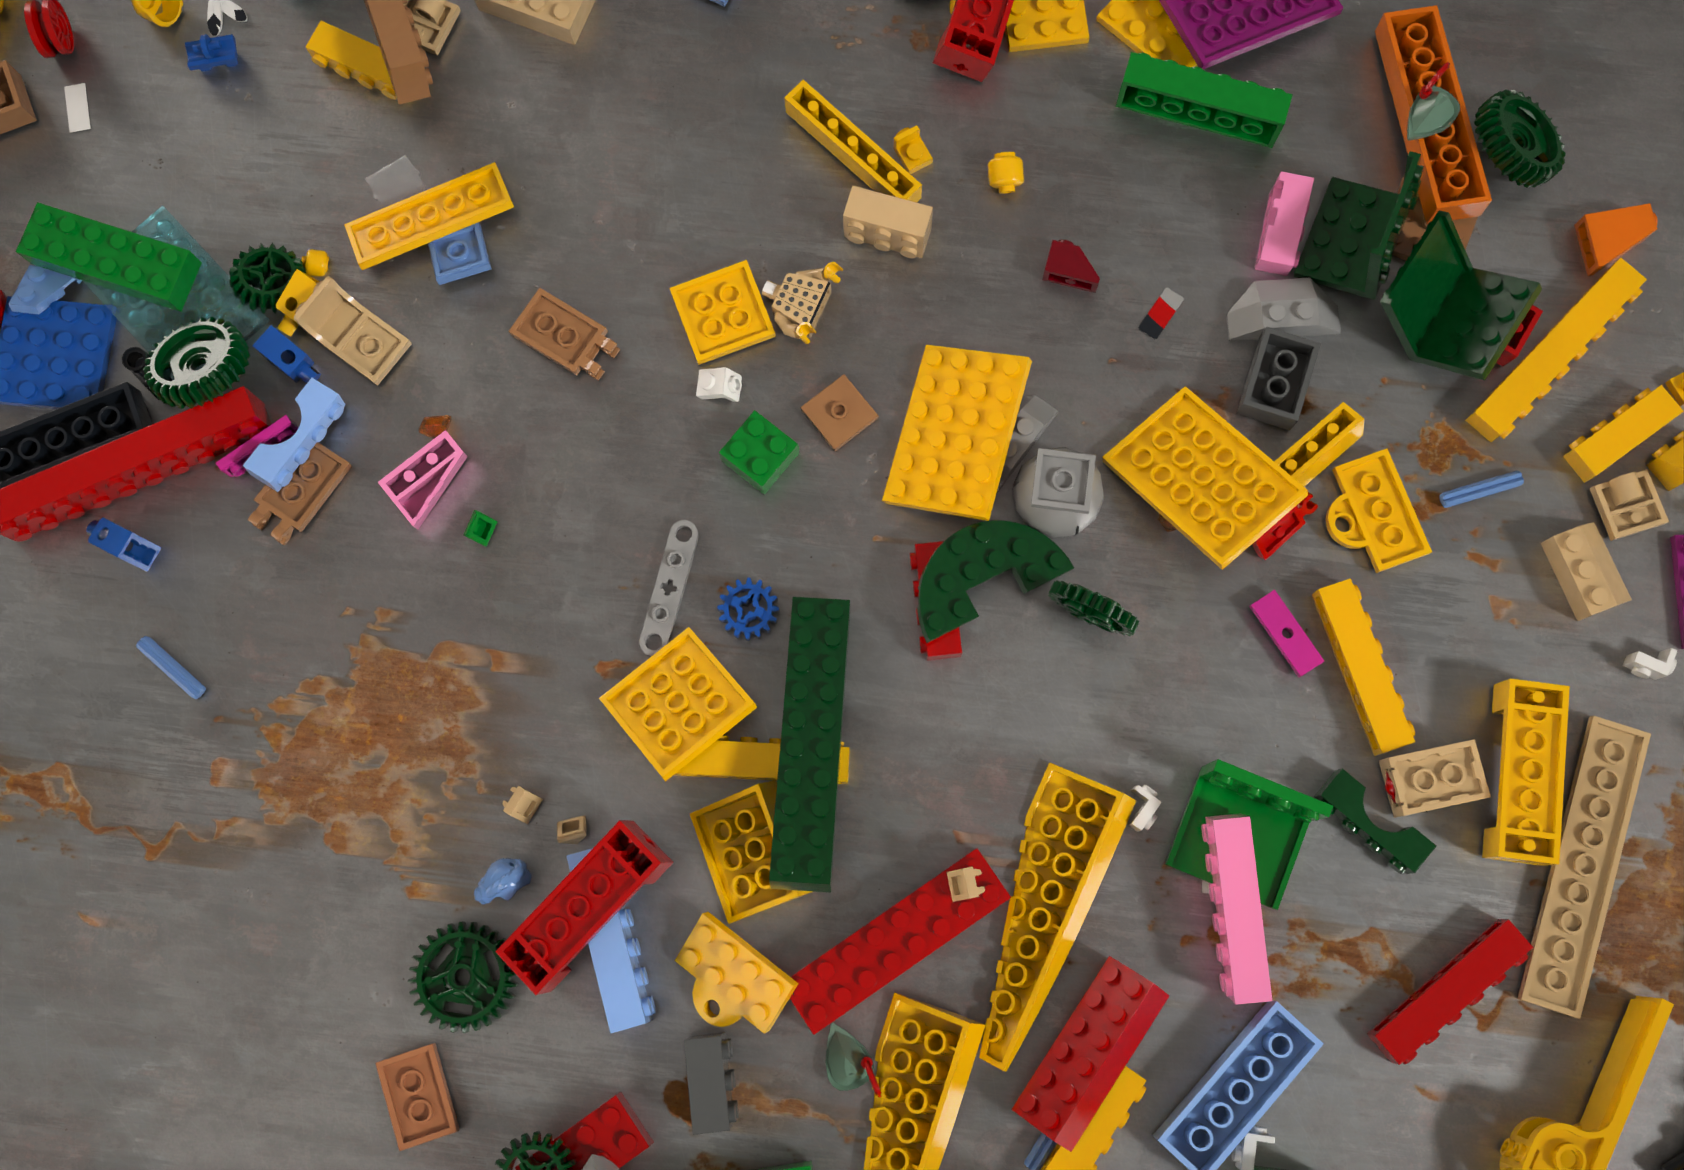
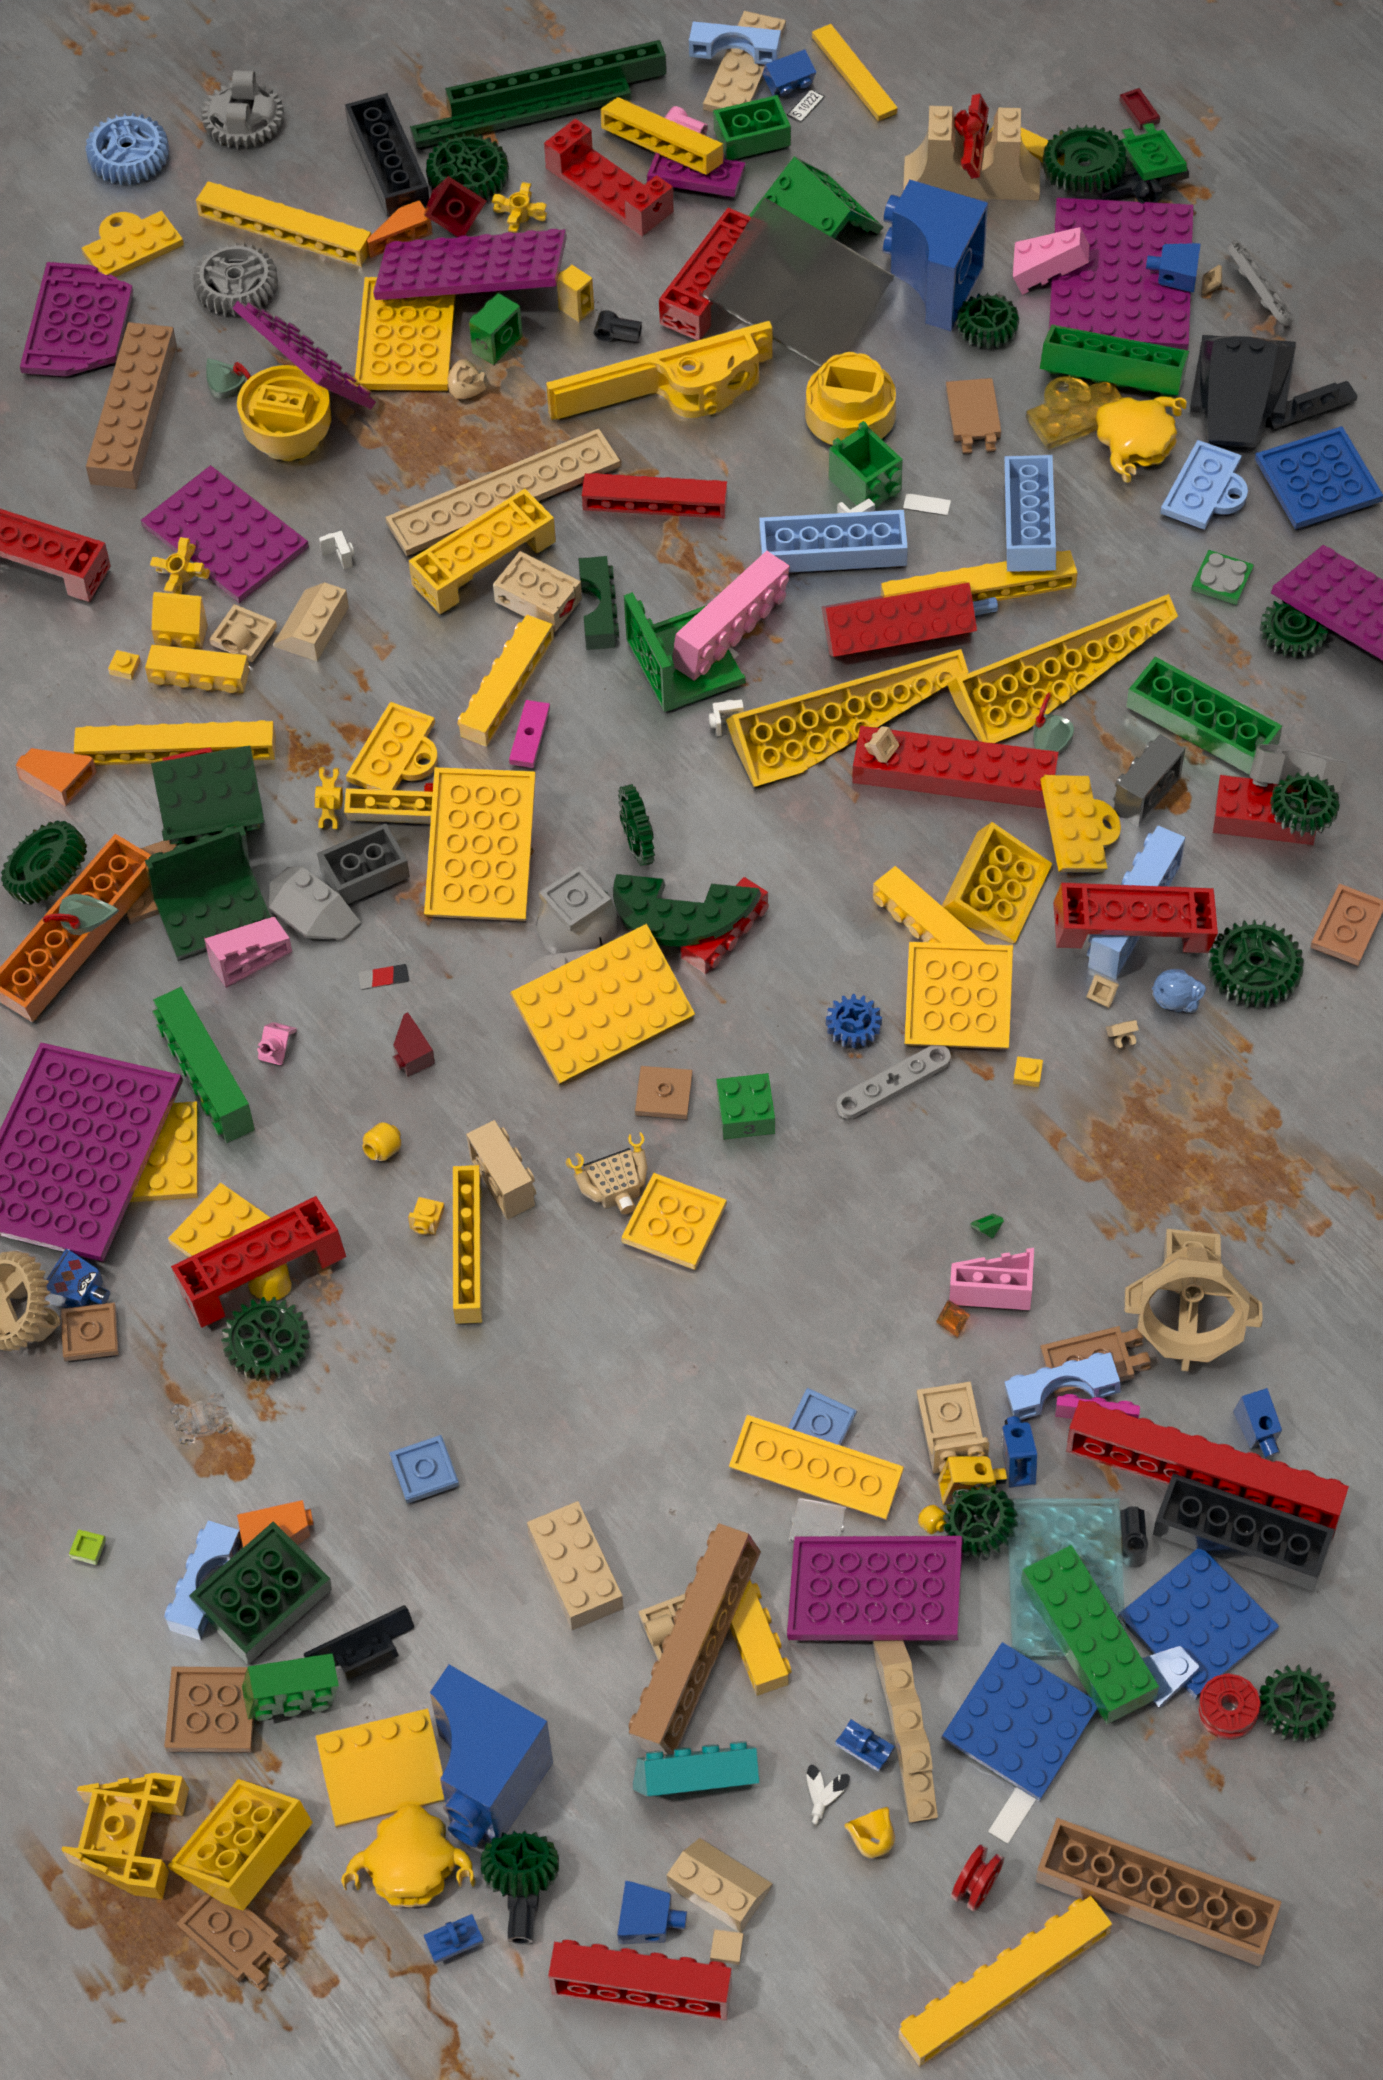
camera: 140 degrees left, 20 degrees down
(119, 165) = (1020, 1721): none -> blue plate
(171, 667) = (1295, 1317): medium blue axle -> none
(184, 76) = (908, 1729): none -> tan arch
(184, 350) = (1068, 1474): dark green gear -> none
(252, 604) = (1192, 1269): none -> tan plate
(298, 160) = (875, 1588): none -> magenta plate
(563, 334) = (801, 1305): medium nougat tile -> none
(569, 697) = (1028, 1071): none -> yellow plate
(719, 384) = (727, 1176): white bracket -> none
(810, 746) = (894, 896): dark green brick -> none
(1177, 176) = (274, 1042): none -> bright pink bracket
(1374, 408) = (328, 798): none -> yellow pin
(1481, 489) = (316, 713): medium blue axle -> none

